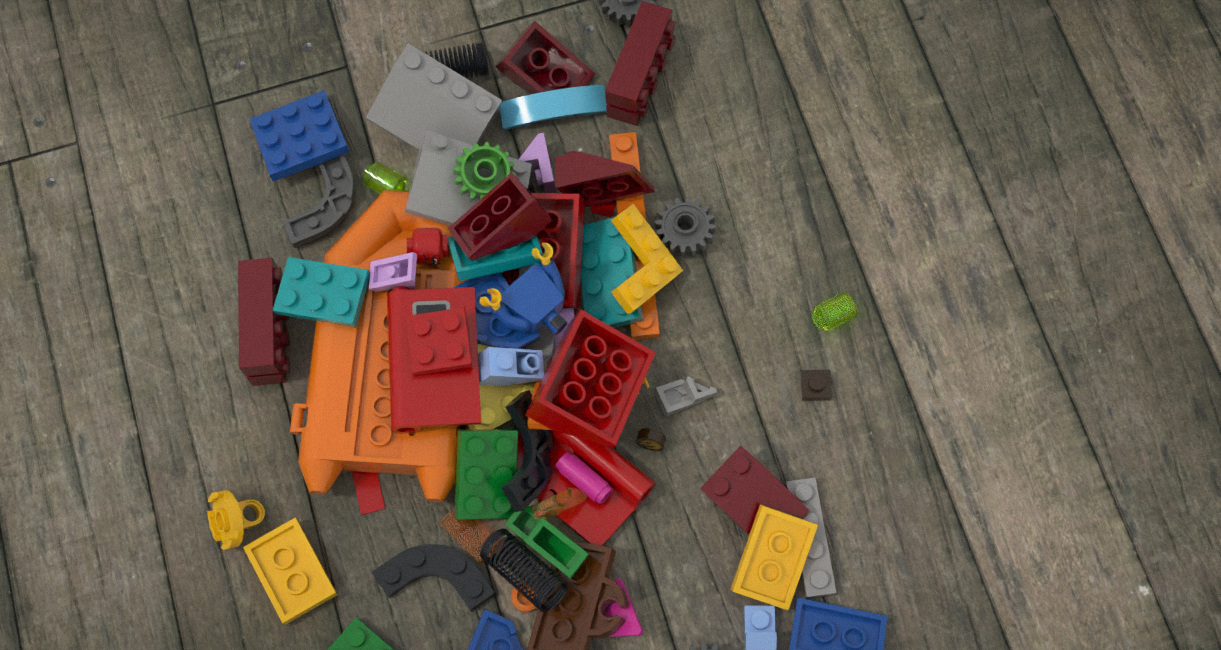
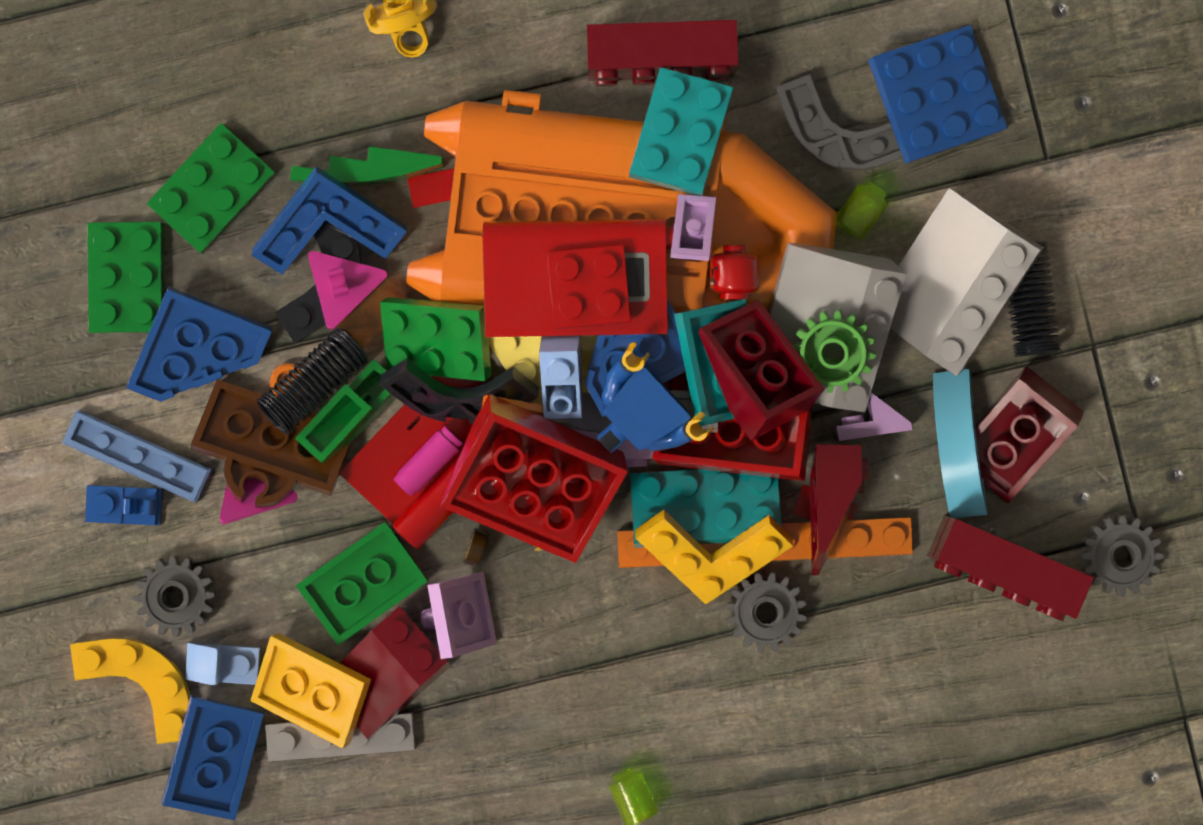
camera: 80 degrees right, 20 degrees up
(290, 571) = (336, 90): yellow plate -> none
(351, 532) = (381, 167): none -> green slope
(377, 571) = (326, 199): none -> blue plate
(446, 555) = (342, 285): none -> dark pink piece
(559, 503) = (392, 433): slope -> none
(681, 395) = (535, 590): light grey slope -> none
(685, 526) = (362, 583): none -> green plate
(704, 445) = (460, 615): none -> lavender tile
(816, 385) = (537, 763): dark brown plate -> none

